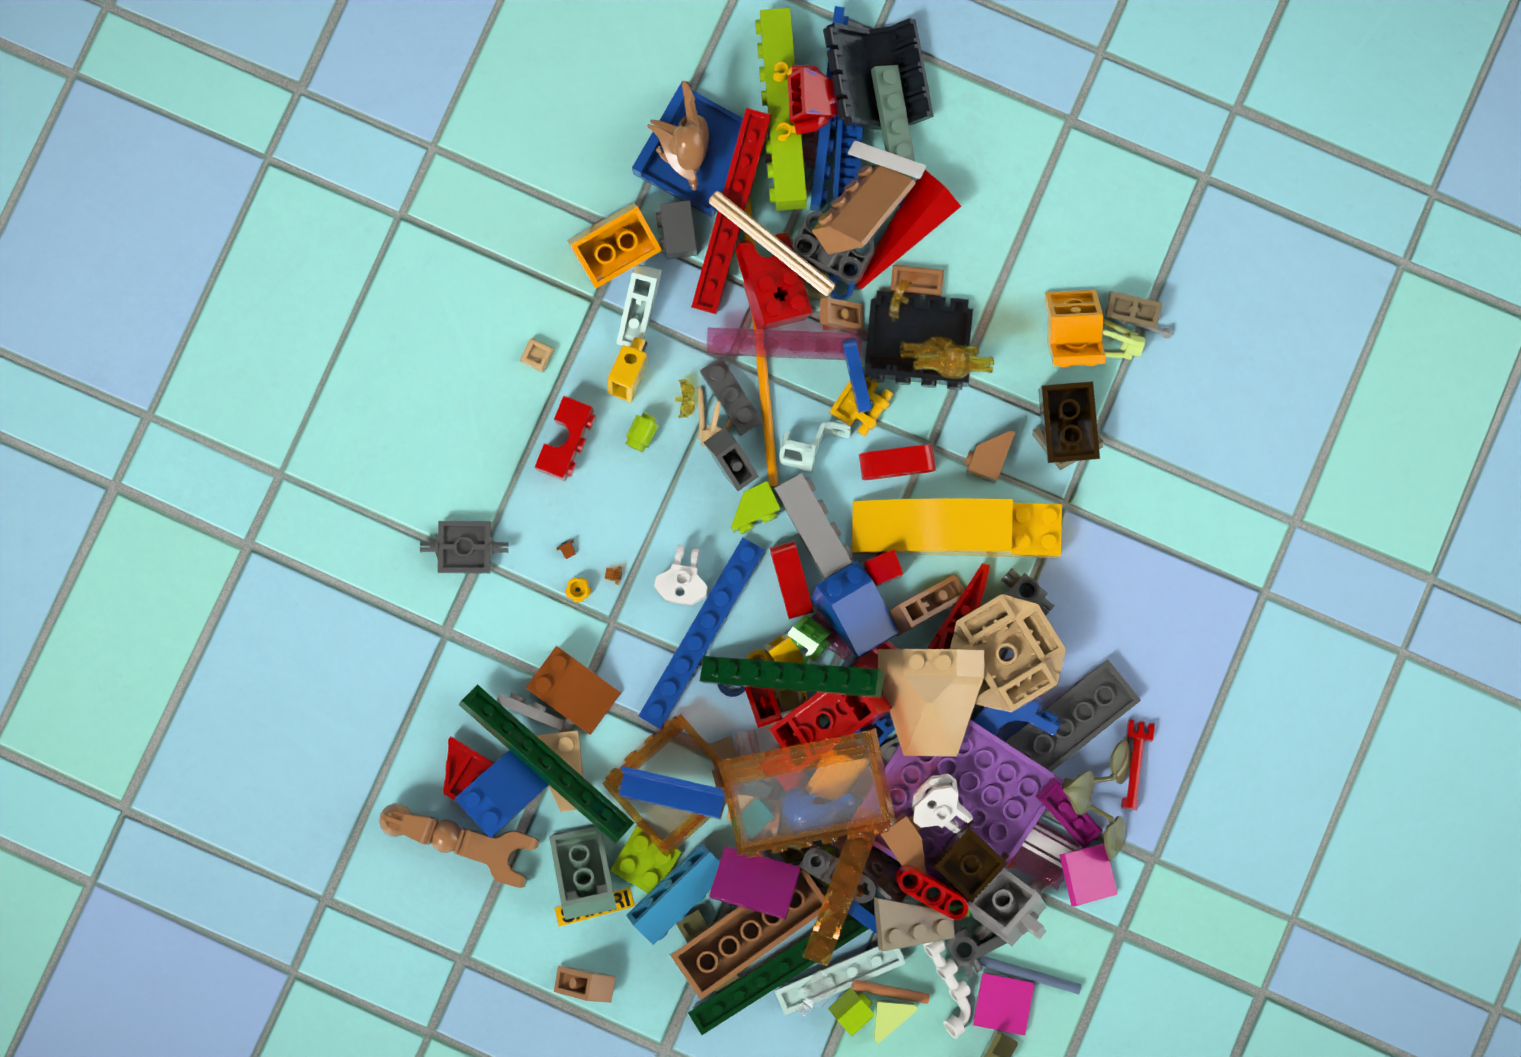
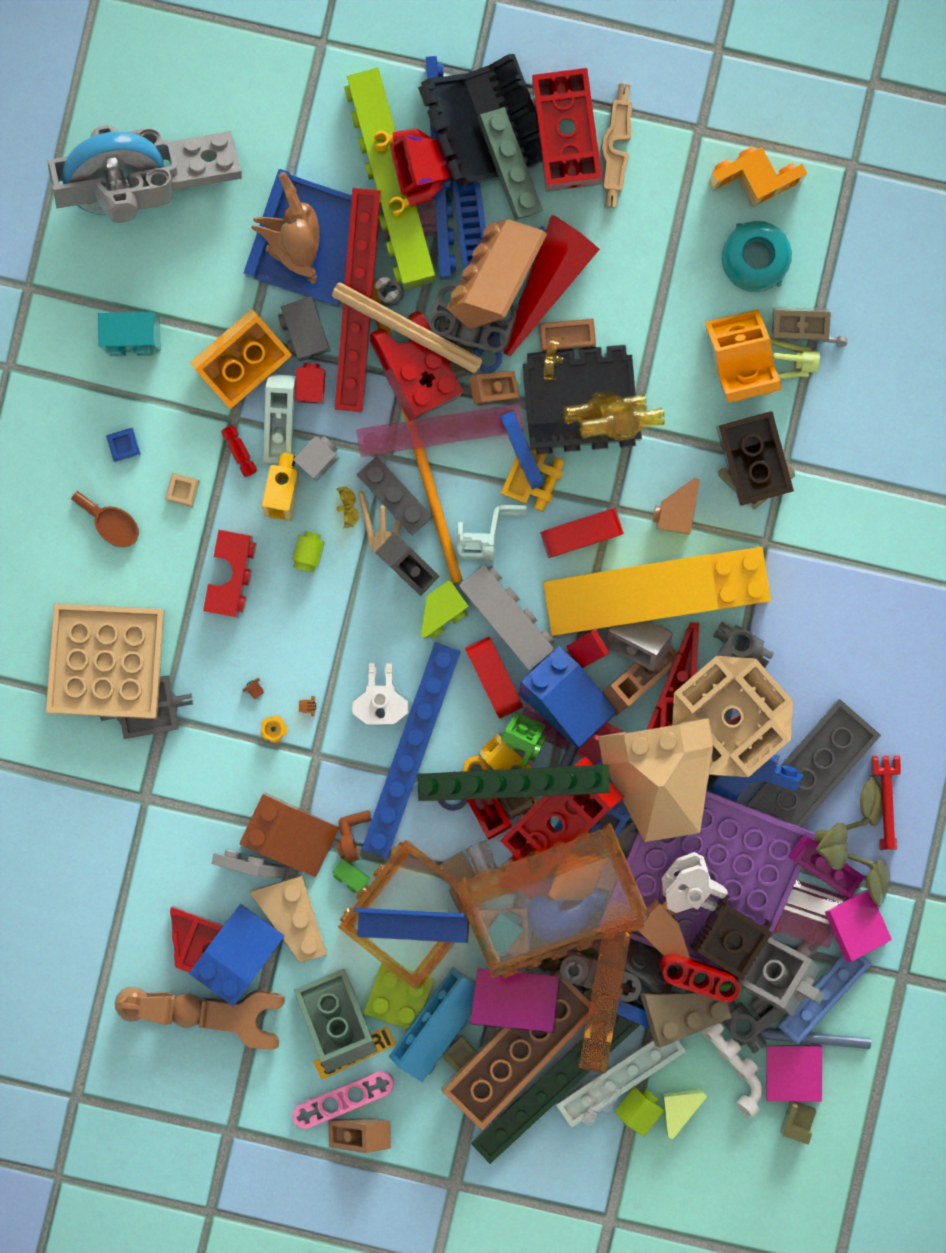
camera: 10 degrees left, 5 degrees up
(435, 497) = (105, 661): none -> tan plate
(465, 372) = (111, 522): none -> dark orange piece
(491, 304) = (123, 444): none -> blue tile
(516, 202) = (128, 333): none -> teal brick
(518, 46) = (98, 168): none -> light grey piece
(546, 763) = (276, 917): dark green plate -> none
(574, 945) = (343, 1100): none -> bright pink beam
(596, 329) = (239, 451): none -> red axle
(623, 738) = (351, 875): none -> bright green piece
(625, 711) = (347, 847): none -> dark orange plate
(666, 346) = (317, 457): none -> light grey brick
(673, 280) = (310, 384): none -> red brick
(766, 214) = (392, 298): none -> light grey hinge
(887, 159) = (512, 213): white sticker -> none
(890, 991) = (675, 1083): nougat piece -> none
(933, 572) = (640, 642): none -> light grey slope
(947, 120) = (572, 158): none -> red plate
(989, 131) = (618, 131): none -> tan piece
(1057, 926) = (833, 985): none -> medium blue tile
(1099, 261) = (752, 278): none -> teal piece
(1116, 167) = (757, 175): none -> light orange bracket

